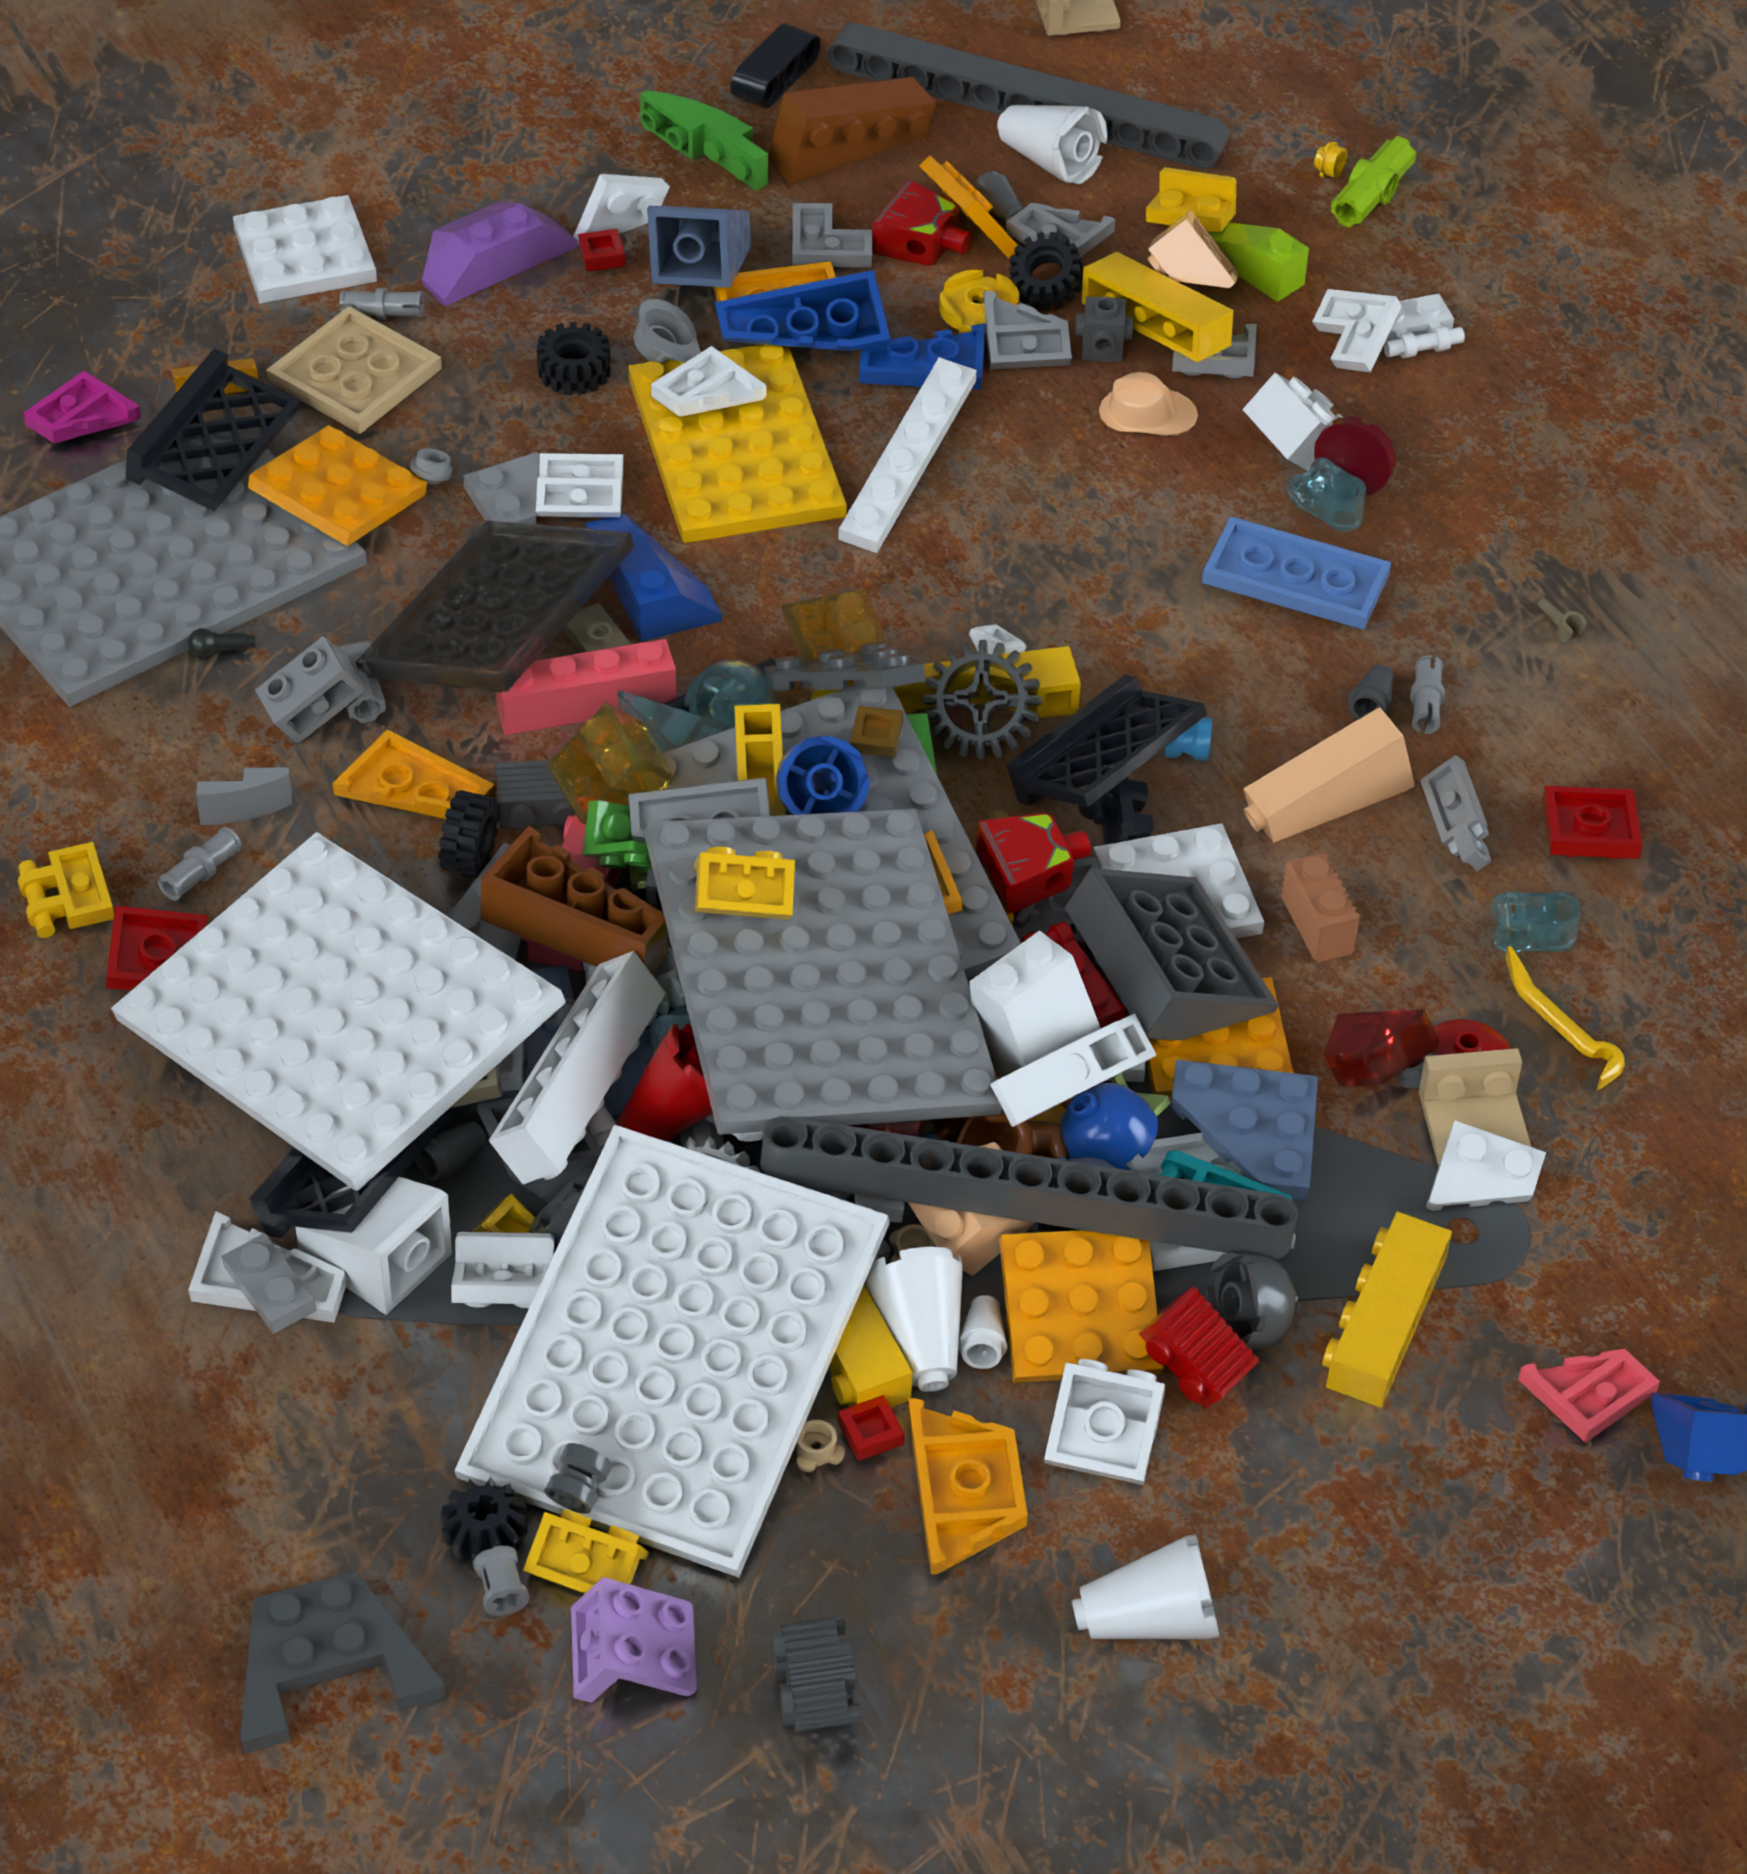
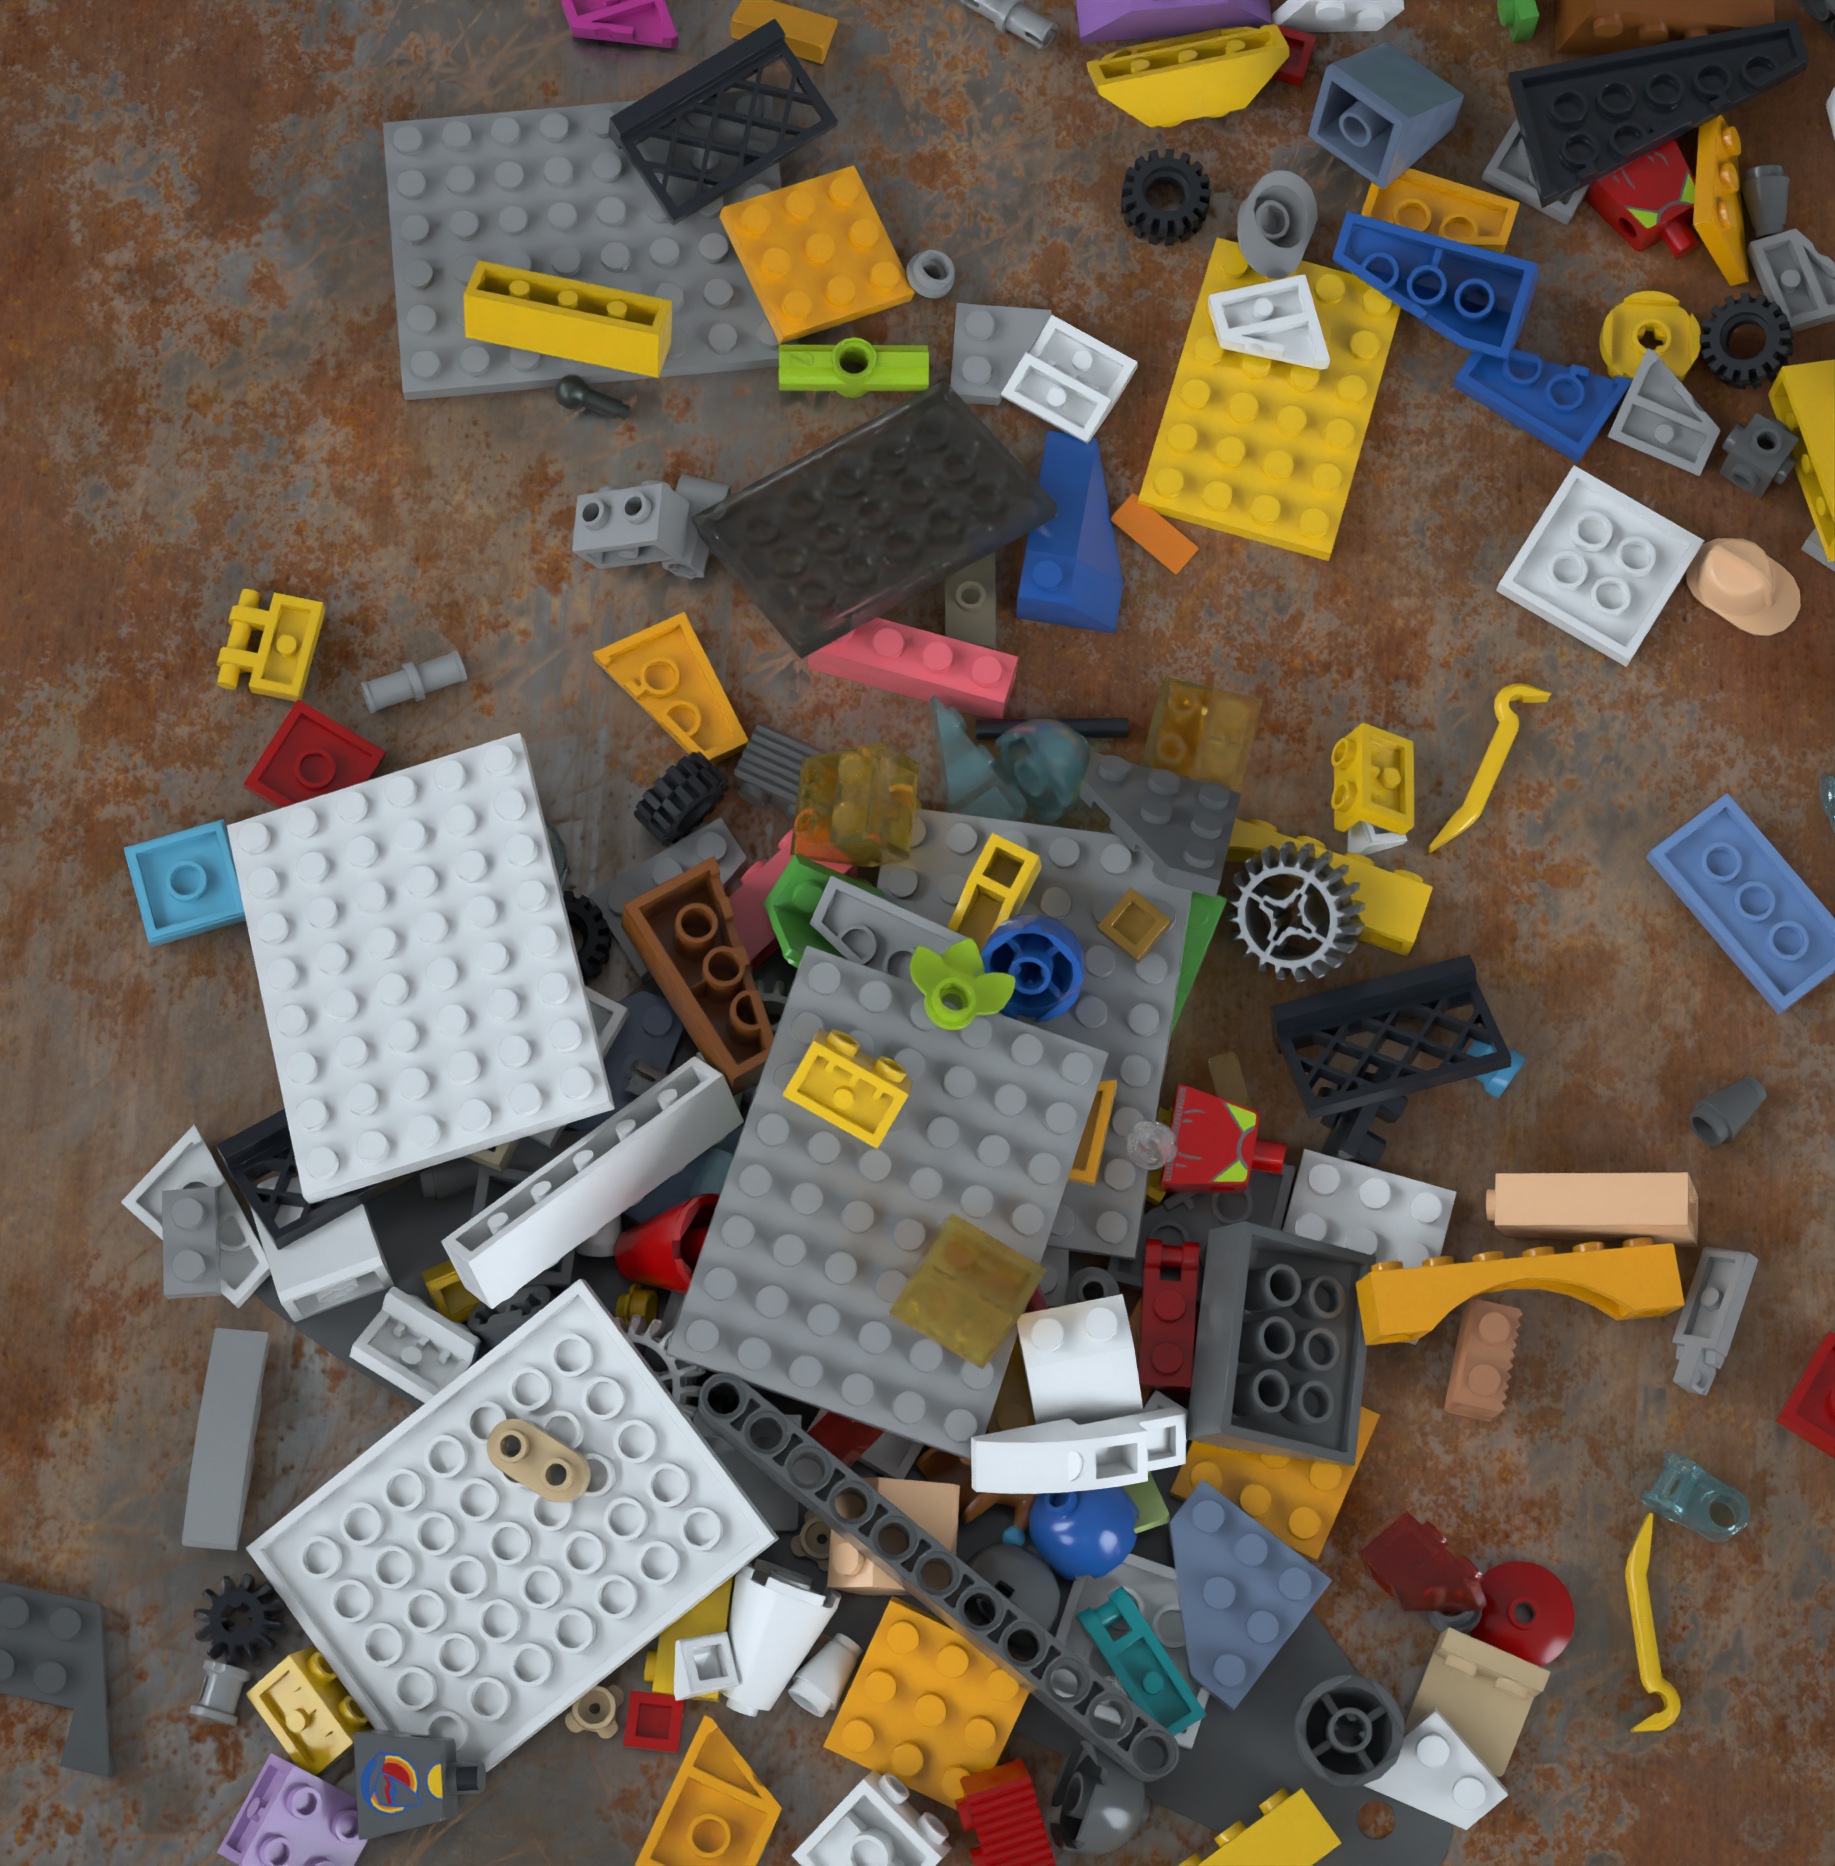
camera: 30 degrees right, 25 degrees up
(100, 1066) = (186, 883): none -> medium azure plate
(176, 581) = (568, 318): none -> yellow brick
(235, 801) = (512, 624): light grey slope -> none
(354, 369) = (928, 94): tan plate -> none
(386, 1406) = (225, 1439): none -> light grey slope
(412, 539) = (885, 367): none -> lime piece
(547, 279) = (1190, 73): none -> yellow wedge
(578, 1478) = (337, 1639): dark grey wheel -> none
(662, 1266) = (536, 1460): none -> tan plate
(706, 1545) = (409, 1780): none -> dark grey torso
(708, 550) = (1154, 534): none -> orange sticker
(778, 803) = (958, 979): none -> lime plate
(865, 176) = (1617, 106): none -> black wing
(887, 1351) = (703, 1666): none -> white slope
(907, 455) = (1437, 520): white plate -> none
(924, 971) = (967, 1290): none -> clear yellow slope
(975, 609) = (1373, 780): none -> yellow bracket
(986, 871) = (1147, 1153): none -> clear plate
(1036, 541) = (1492, 761): none -> yellow piece
(1042, 434) = (1600, 565): none -> white plate
(1377, 817) = (1621, 1282): none -> light orange arch
(1402, 1160) = (1349, 1731): none -> dark grey cylinder
(1427, 694) = (1785, 1142): light grey pin -> none

